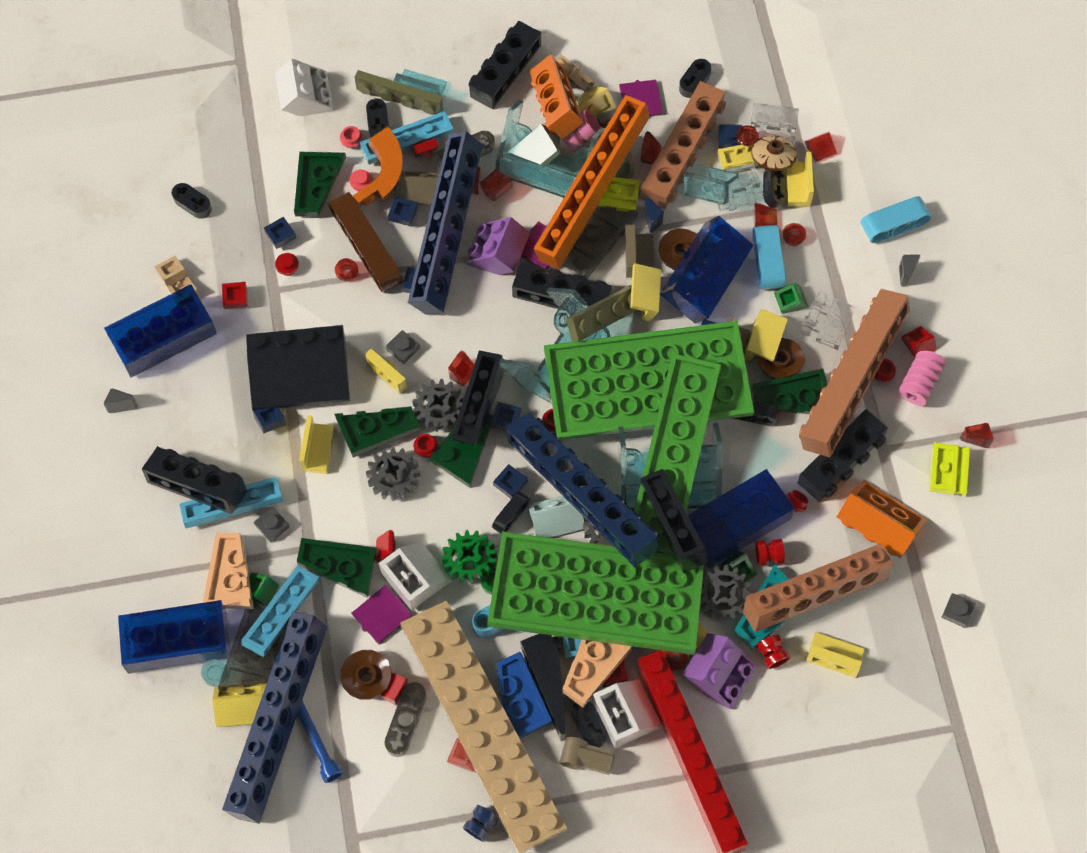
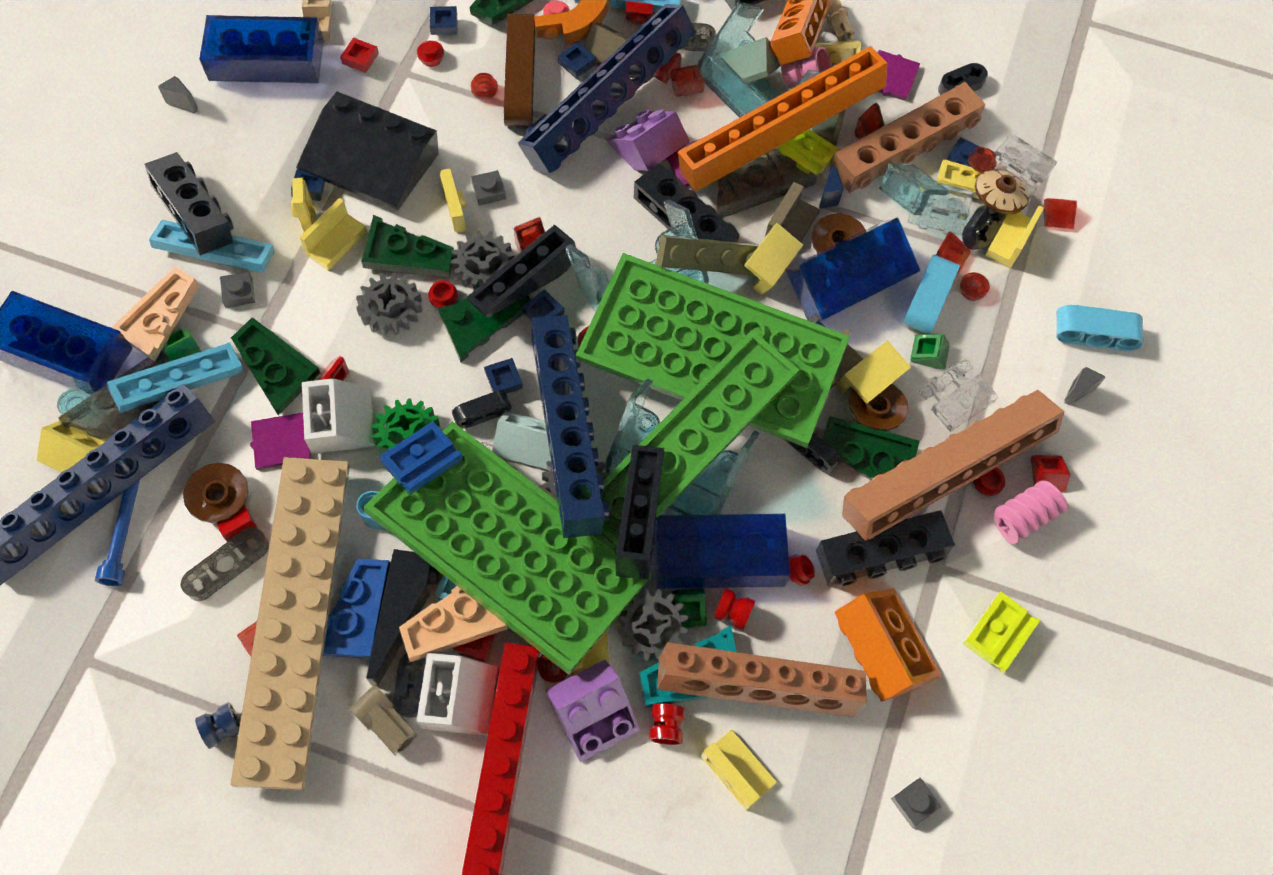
camera: 25 degrees right, 0 degrees up
(284, 436) = (302, 204): none -> light yellow plate
(503, 567) = (420, 458): none -> blue plate
(978, 435) = (1058, 612): clear red slope -> none

